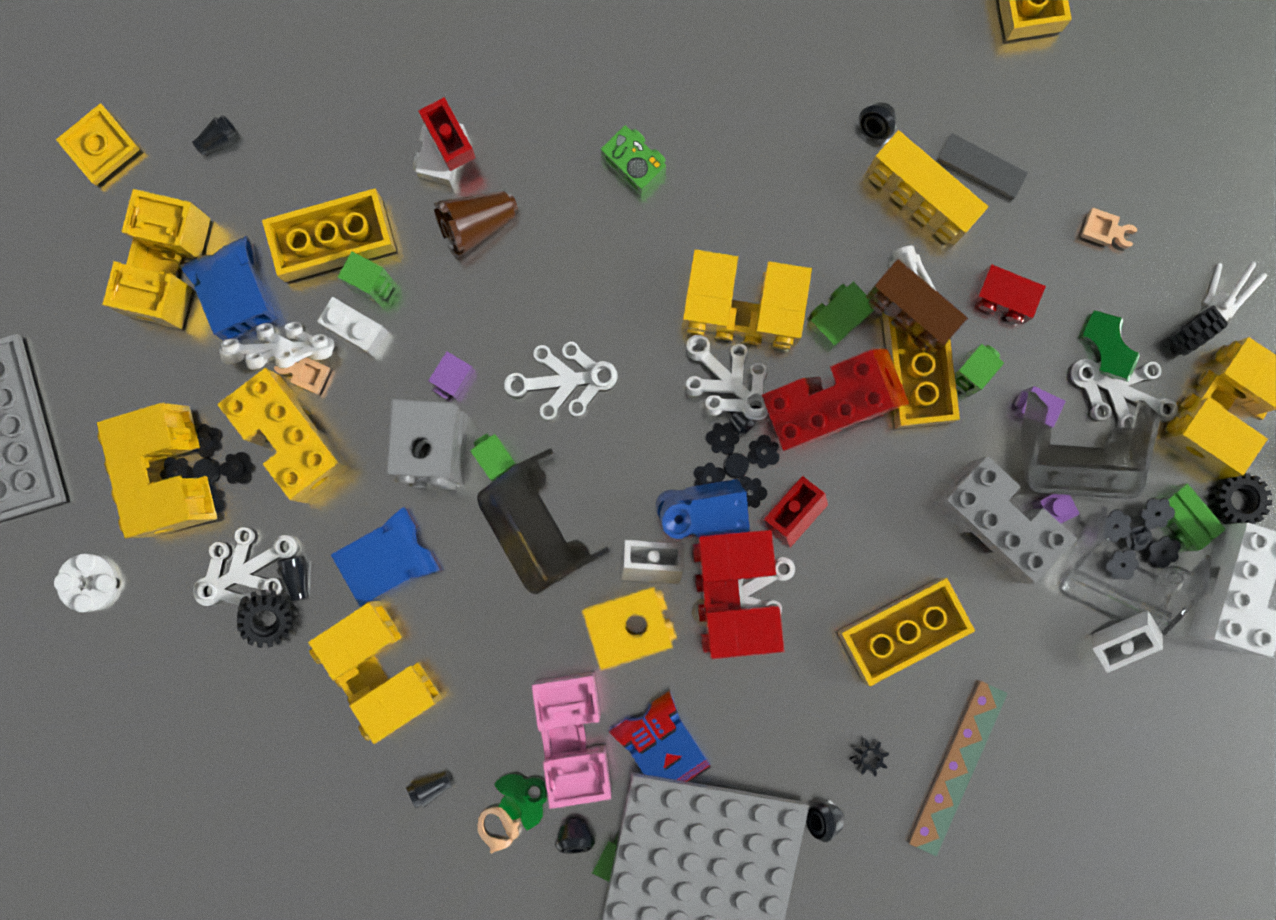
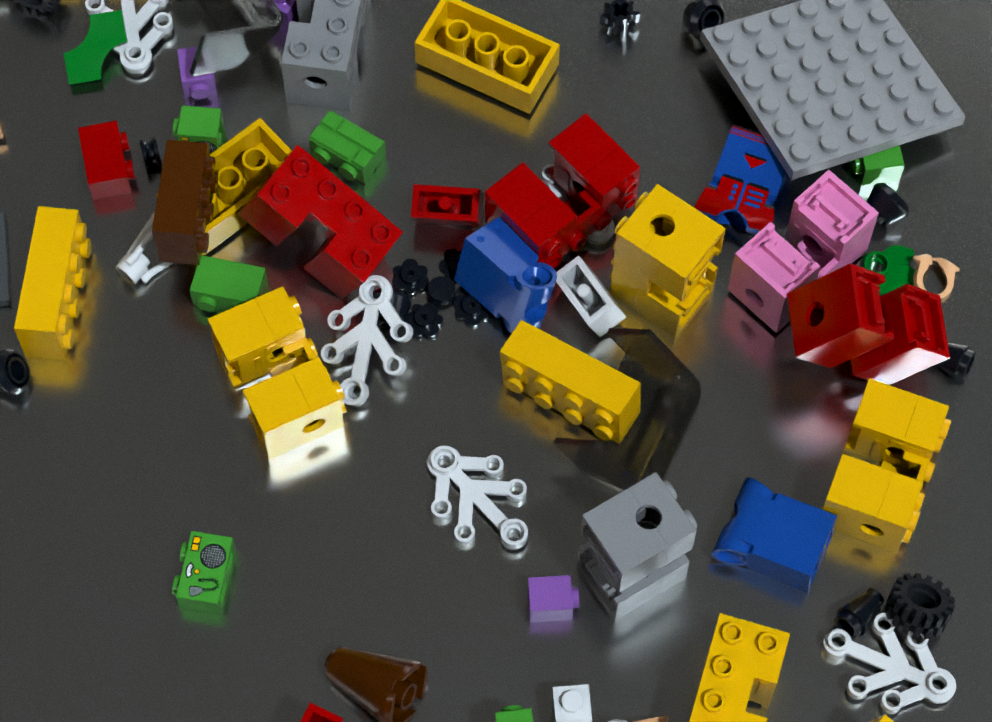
camera: 125 degrees left, 20 degrees down
(471, 732) = (882, 335): none -> red piece
(492, 456) = (601, 484): bright green brick -> none
(592, 496) = (570, 382): none -> yellow brick
(899, 474) = (346, 147): none -> bright green brick
(992, 330) = (150, 153): none -> black bush

